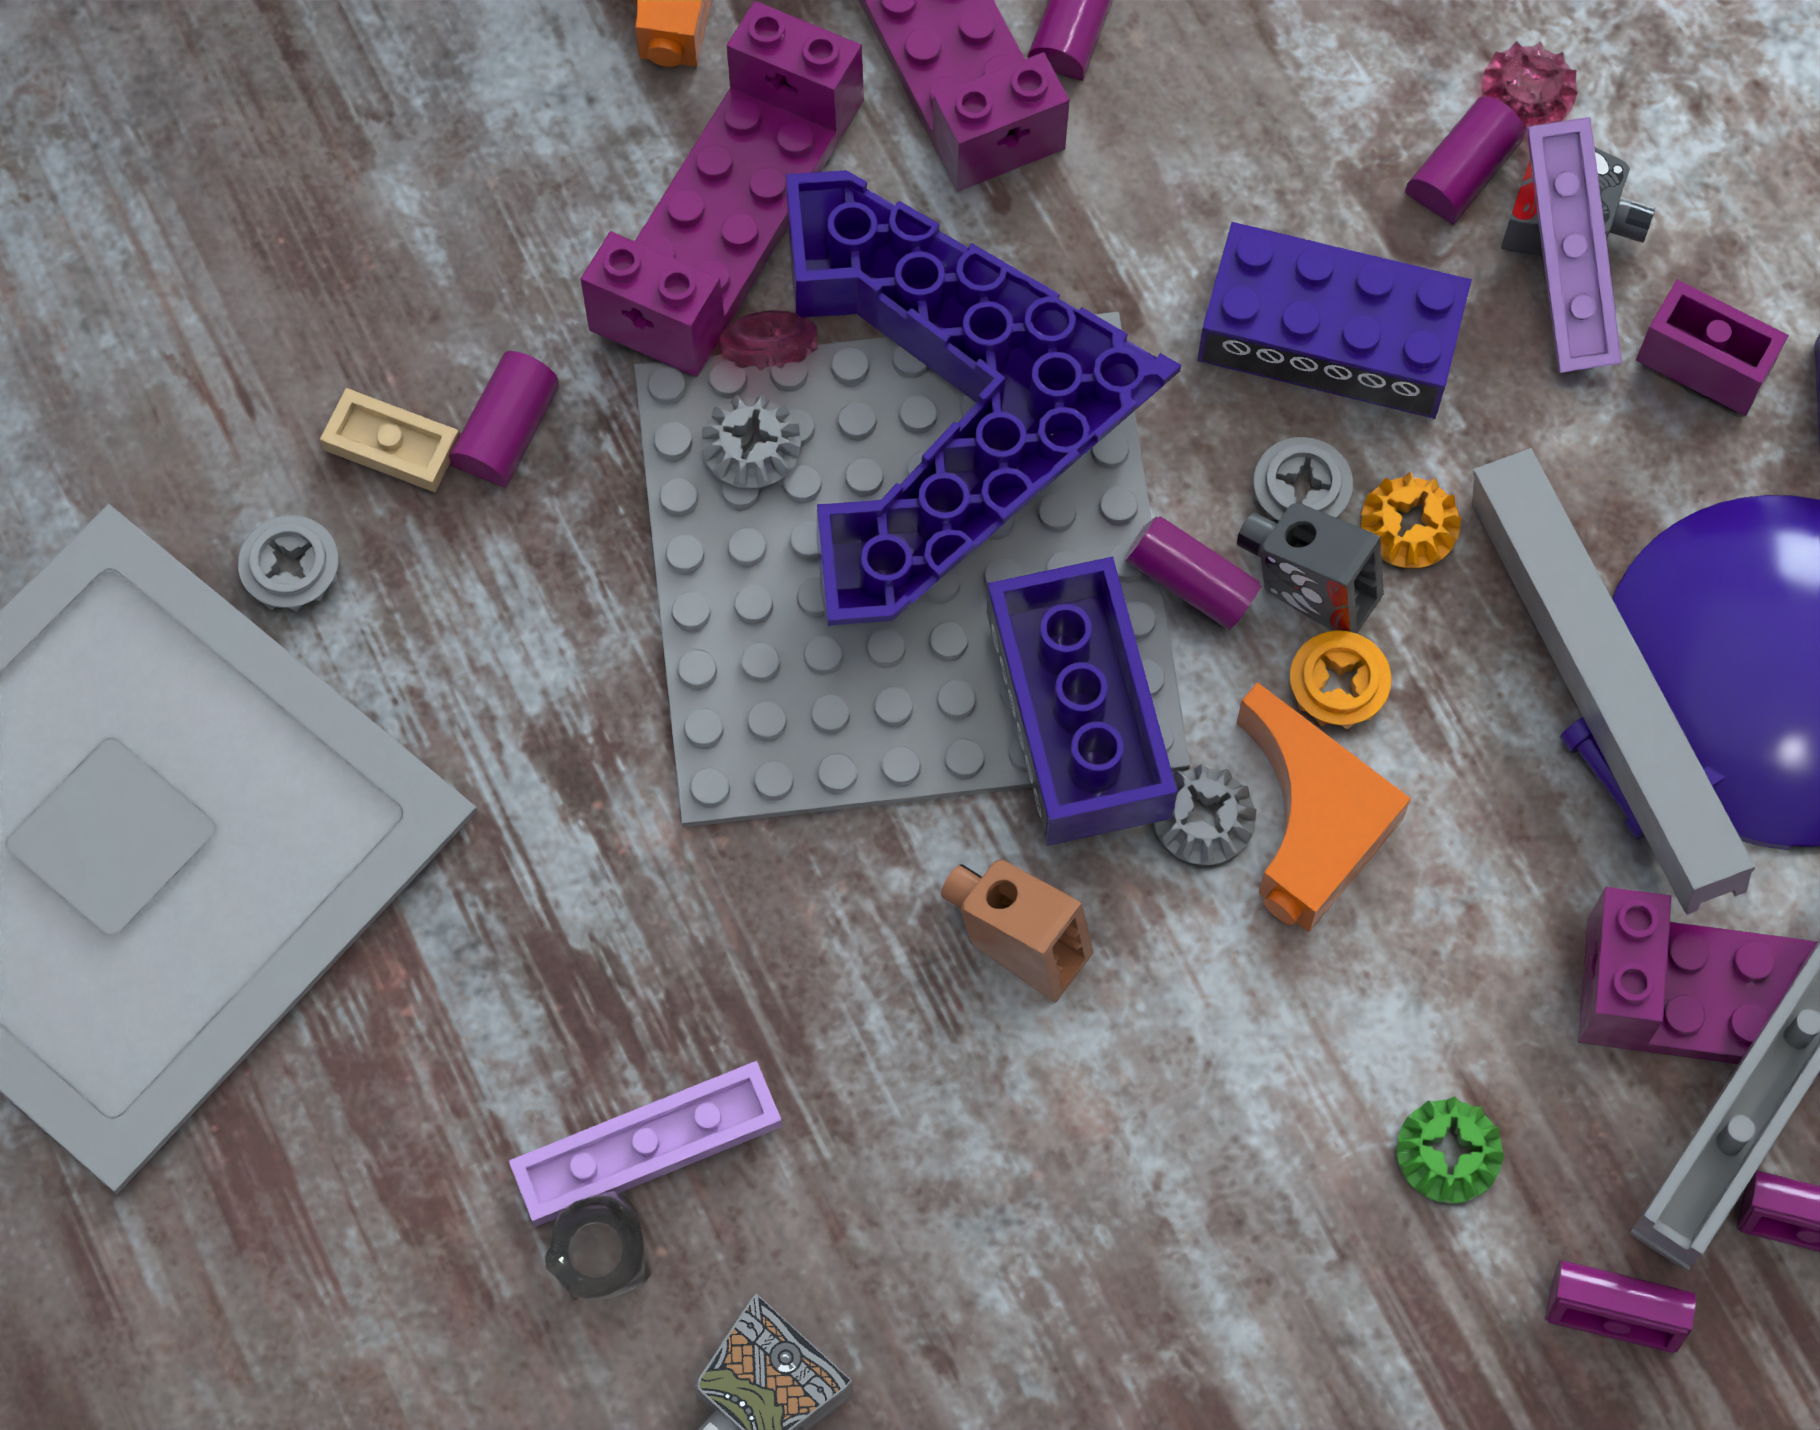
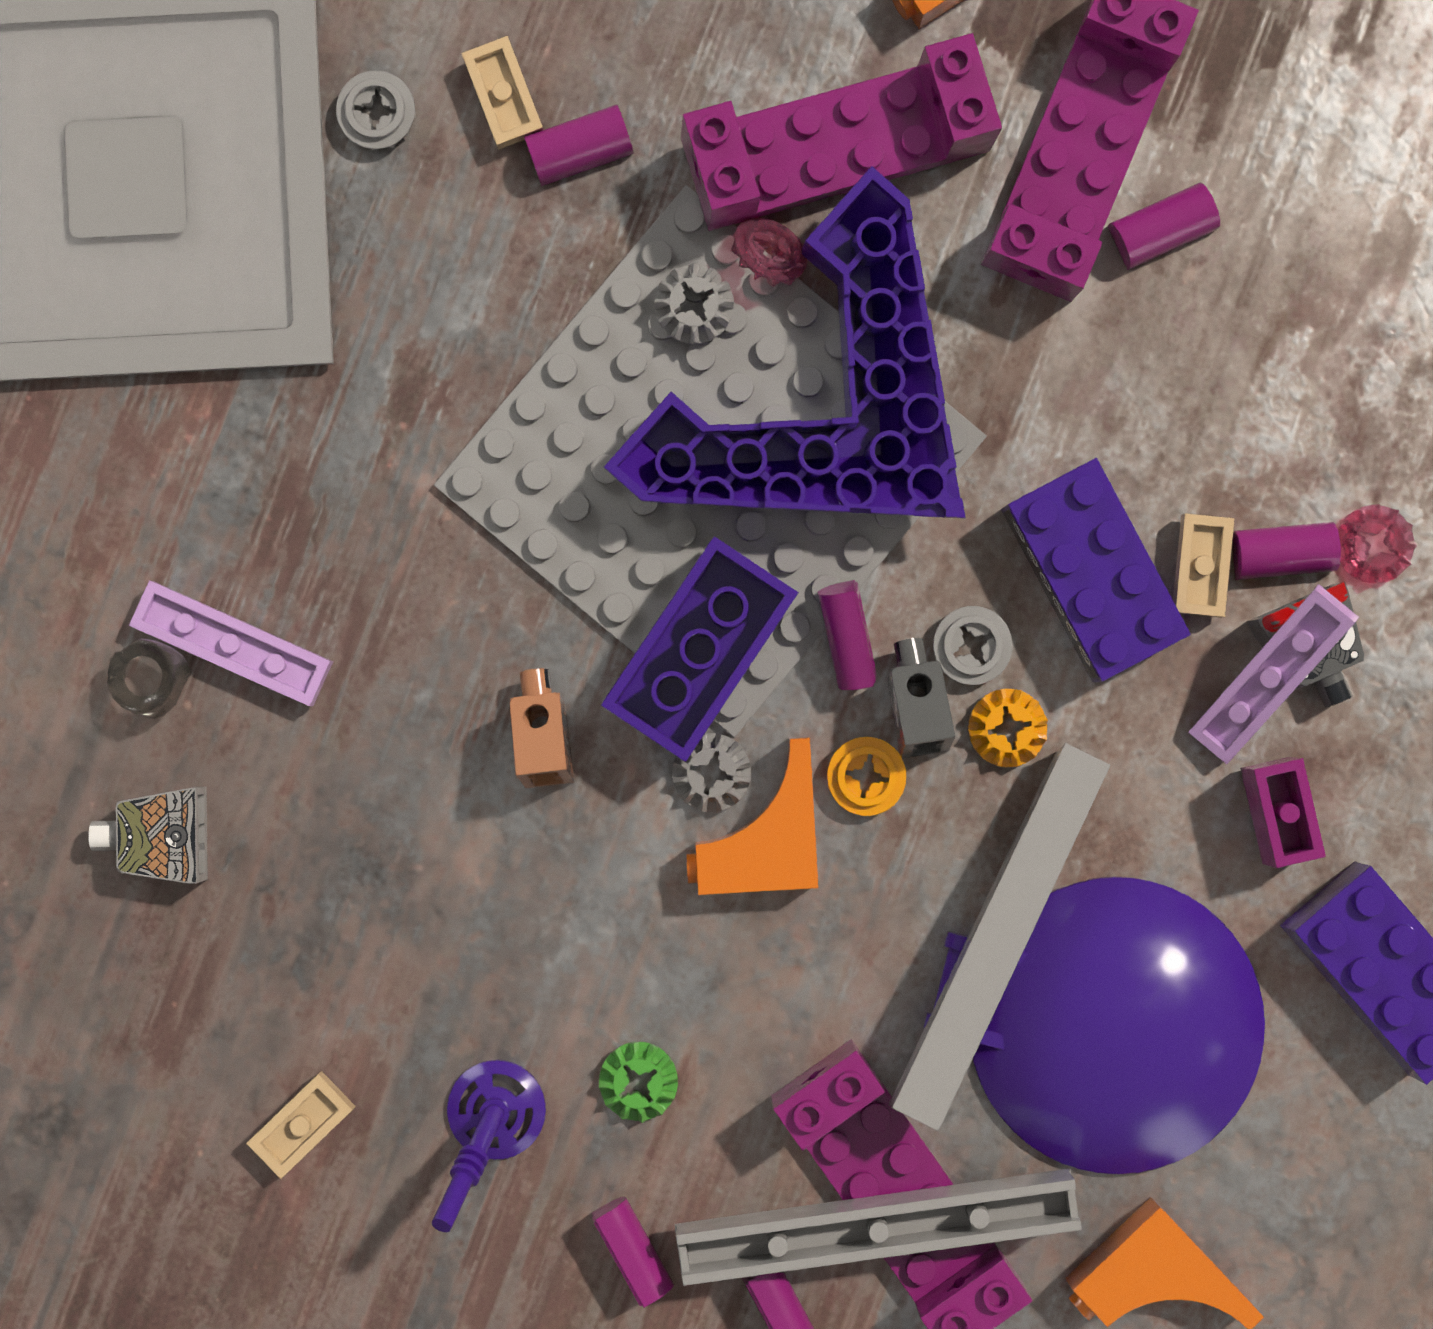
camera: 50 degrees right, 20 degrees up
(1361, 1326) = (489, 1124): none -> dark purple dish
(1413, 228) = (1203, 565): none -> tan plate

